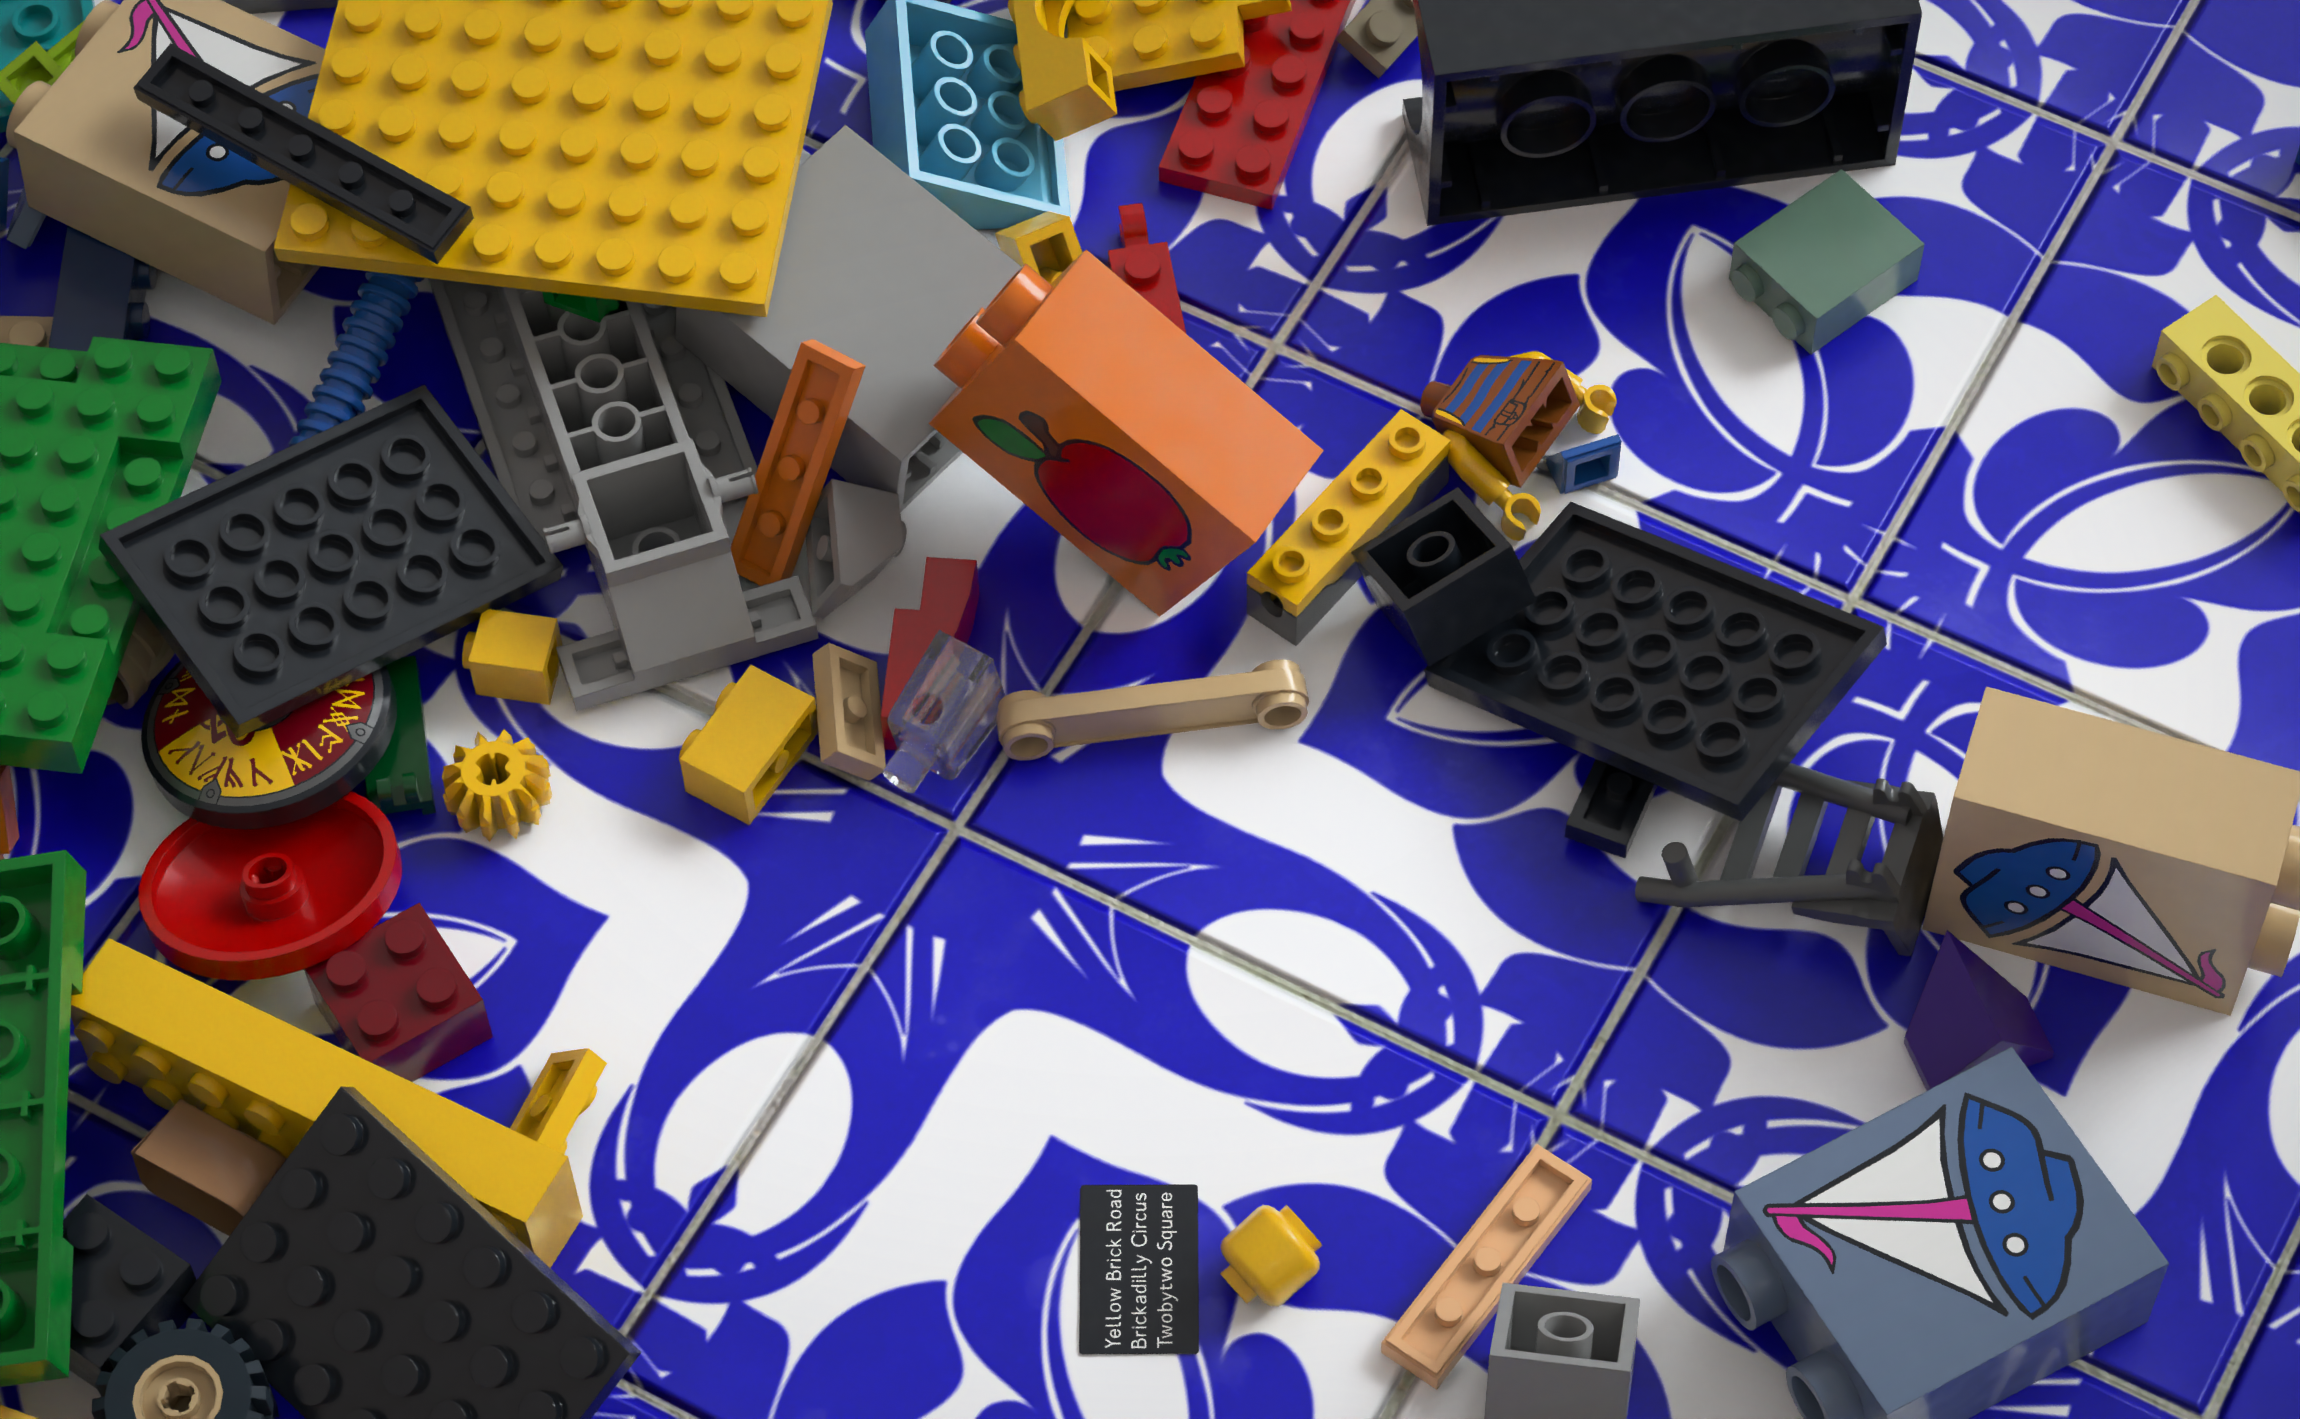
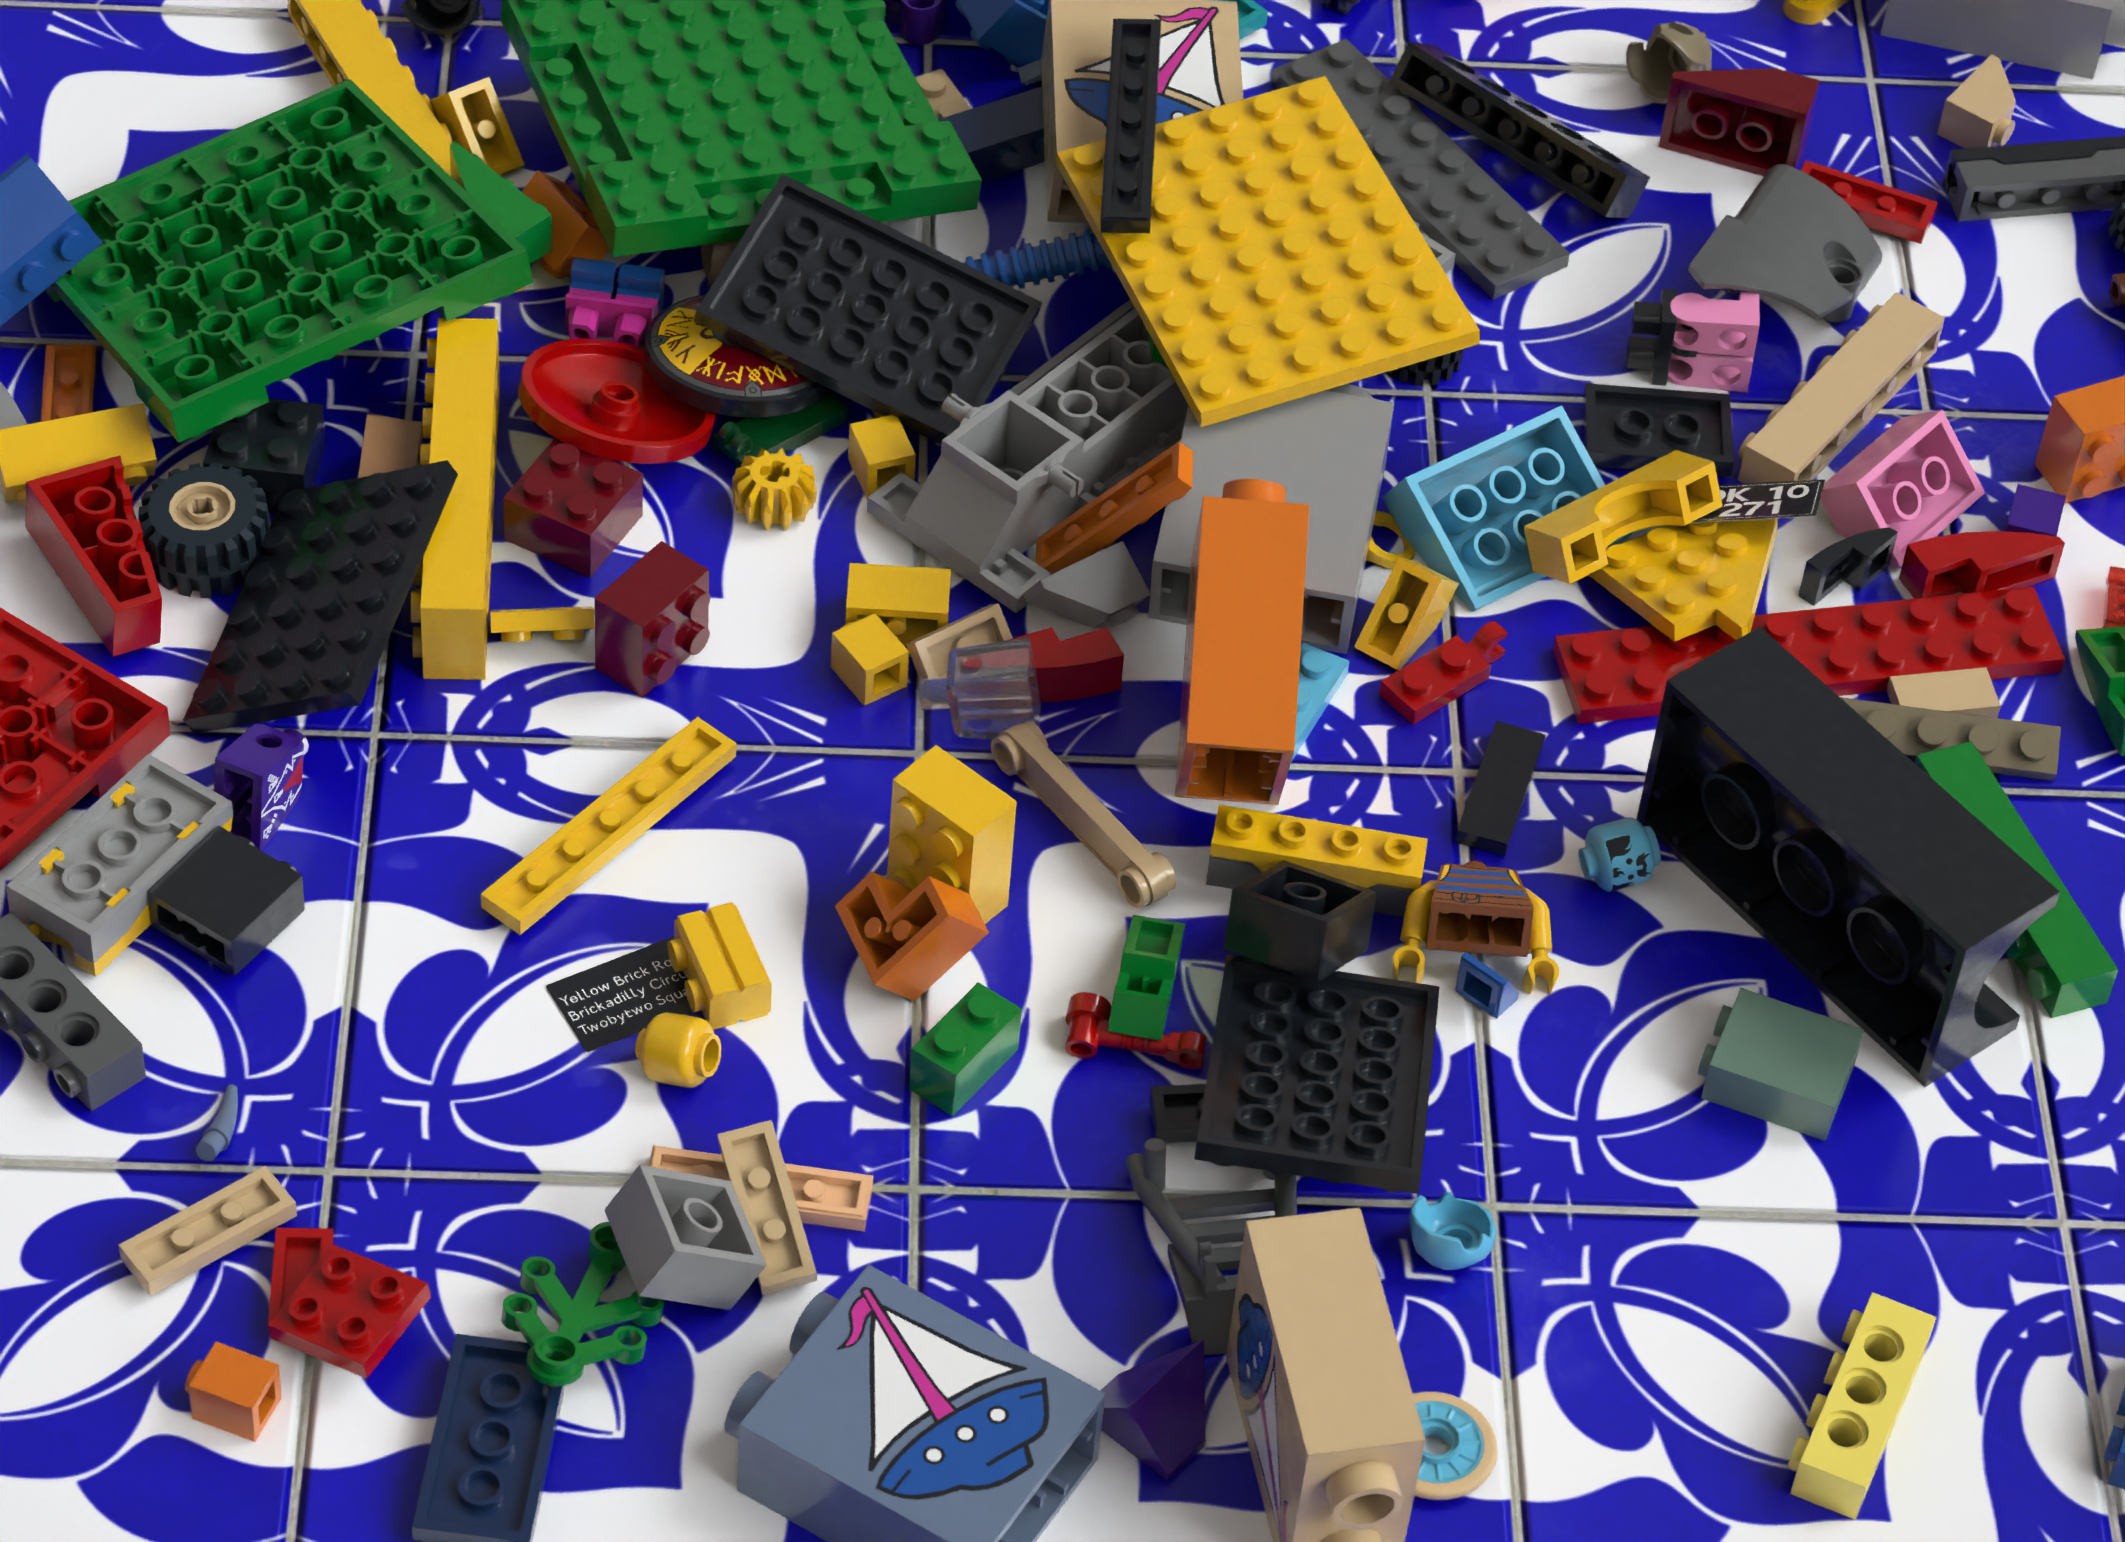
camera: 55 degrees right, 10 degrees down
(98, 817) = (601, 310): none -> hips
(646, 993) = (652, 619): none -> dark red brick
(809, 809) = (869, 659): none -> yellow brick
(899, 1183) = (608, 826): none -> yellow plate
(1171, 846) = (952, 829): none -> yellow brick
(1172, 1159) = (720, 966): none -> yellow brick
(1252, 964) = (909, 934): none -> orange brick
(1327, 318) = (1500, 788): none -> black tile
(1413, 756) = (1146, 977): none -> green slope
(1423, 973) = (965, 1049): none -> green brick
(1450, 844) = (1088, 1027): none -> red brick
(1490, 258) = (1619, 854): none -> medium azure head
(1505, 1249) = (768, 1202): none -> tan plate
(1909, 651) = (1451, 1231): none -> medium azure hair

